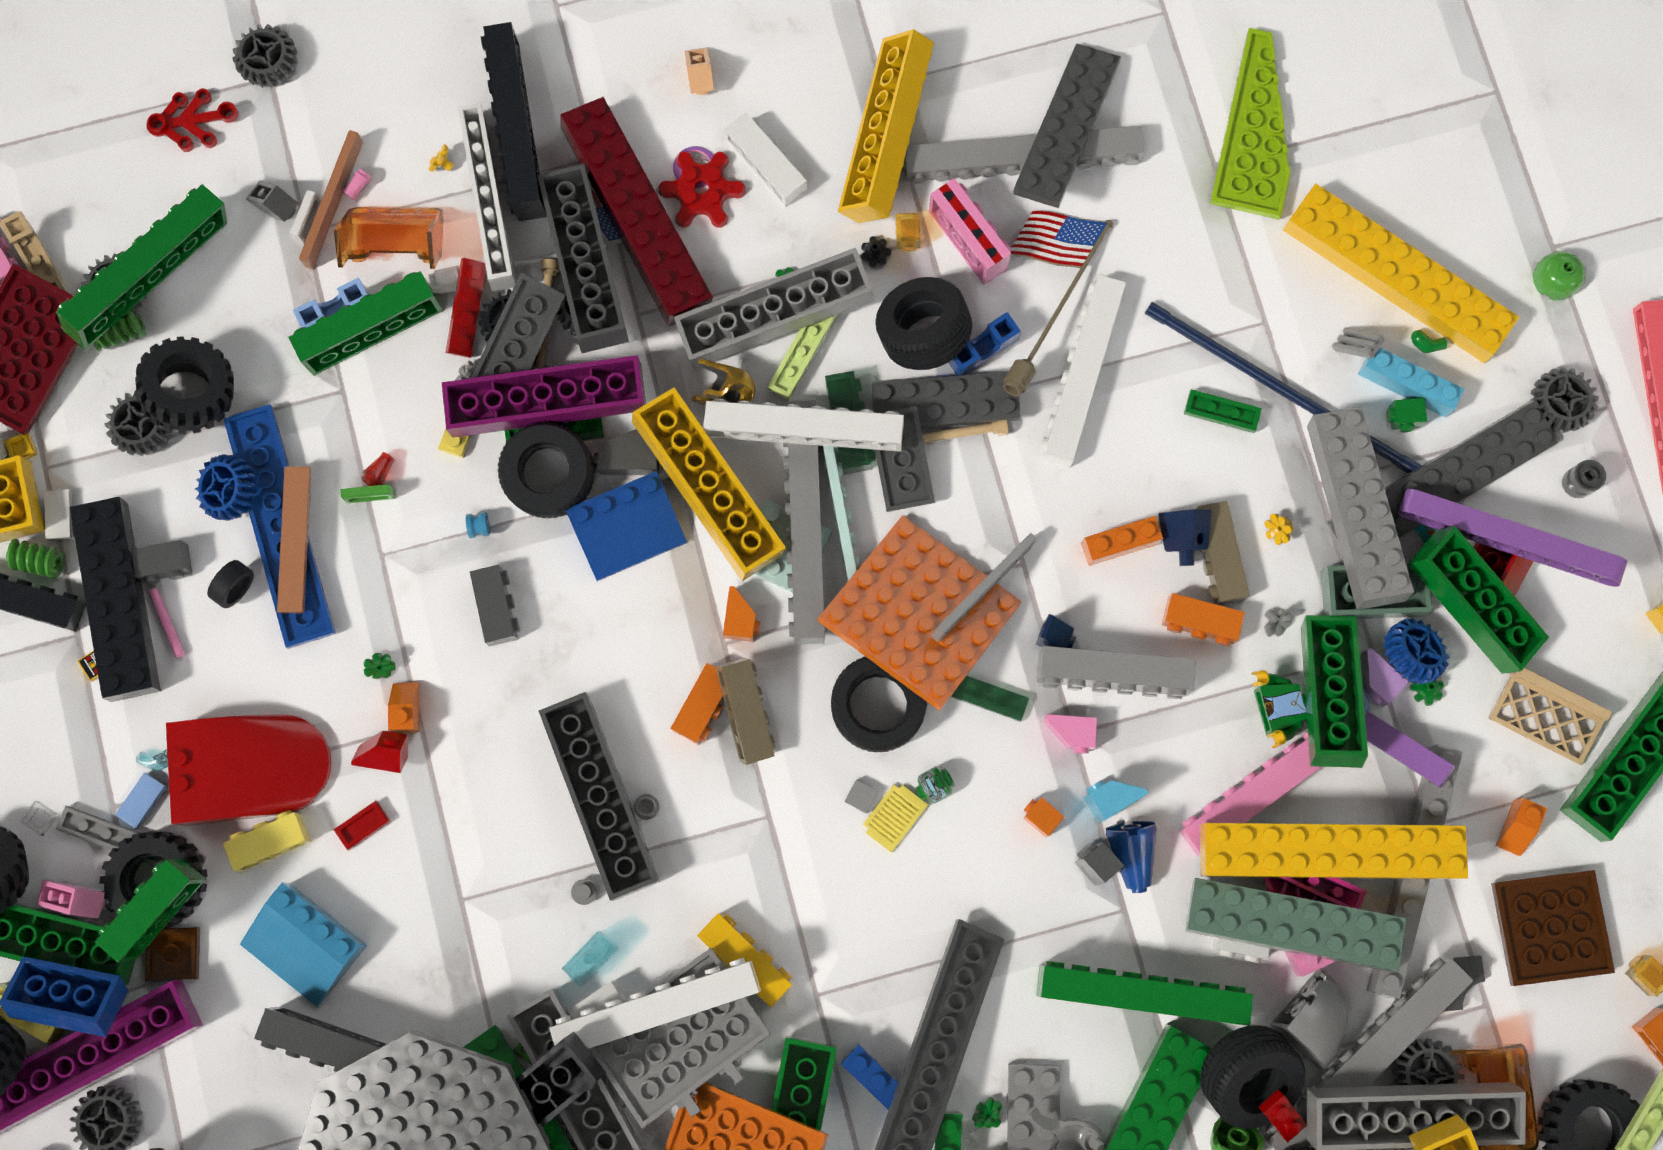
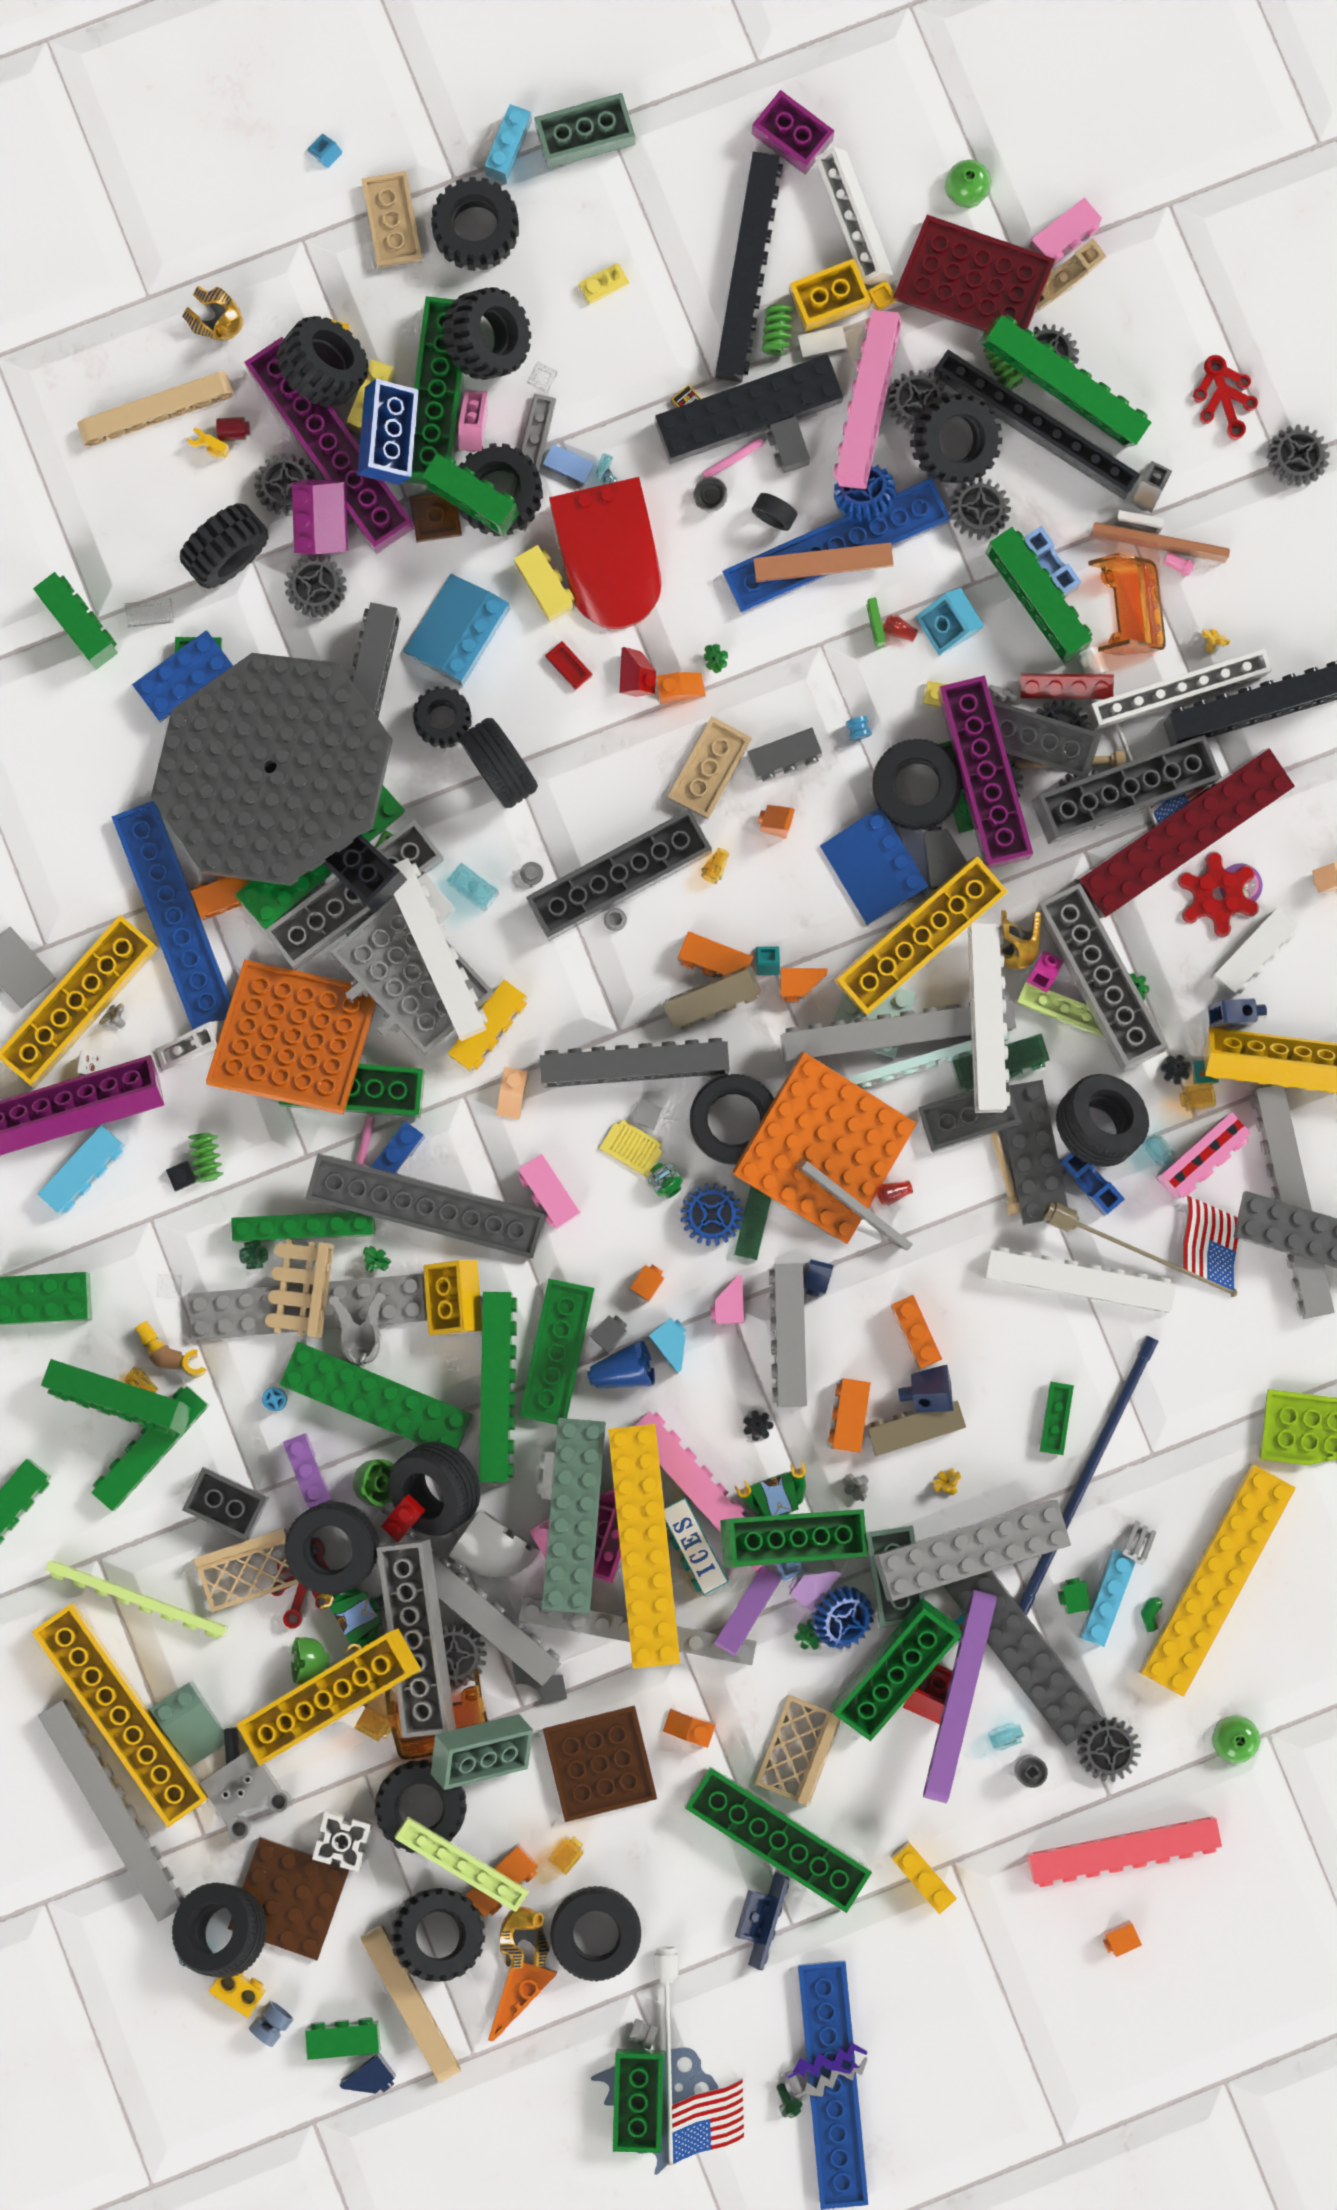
camera: 80 degrees right, 5 degrees up
(127, 470) = (868, 399): none -> bright pink brick
(147, 1086) = (319, 516): none -> slope
(188, 301) = (1037, 425): none -> black brick
(200, 650) = (710, 494): none -> dark grey hair
(208, 1090) = (324, 590): none -> dark grey gear
(282, 379) = (988, 508): none -> dark grey gear
(375, 971) = (438, 698): none -> black tyre
(378, 418) = (949, 621): none -> medium azure slope
(457, 913) = (498, 762): none -> black tyre
(496, 686) = (709, 767): none -> tan plate
(563, 620) = (776, 820): none -> orange slope
(603, 692) = (715, 866): none -> clear yellow cone
(711, 649) = (767, 960): none -> teal slope
(760, 365) = (1045, 971): none -> dark pink brick
(807, 802) = (634, 1064): none -> dark grey brick
(822, 941) = (512, 1093): none -> light nougat slope
(826, 181) = (1235, 1013): none -> dark blue torso
(856, 1112) = (365, 1139): none -> bright pink bar
(883, 227) = (1199, 1074): none -> teal slope
(934, 913) = (548, 1192): none -> bright pink brick
(959, 274) = (1159, 1150): none -> clear light blue brick
(972, 548) = (892, 1192): none -> clear red cone
(984, 748) = (724, 1226): none -> blue gear
(1041, 1032) = (453, 1297): none -> yellow brick
(1108, 924) = (556, 1351): none -> green plate
(1198, 719) = (757, 1431): none -> black plant
(1331, 798) = (694, 1547): none -> white brick
(1544, 1057) = (481, 1751): none -> sand green brick
(1545, 500) = (1006, 1736): none -> clear light blue brick

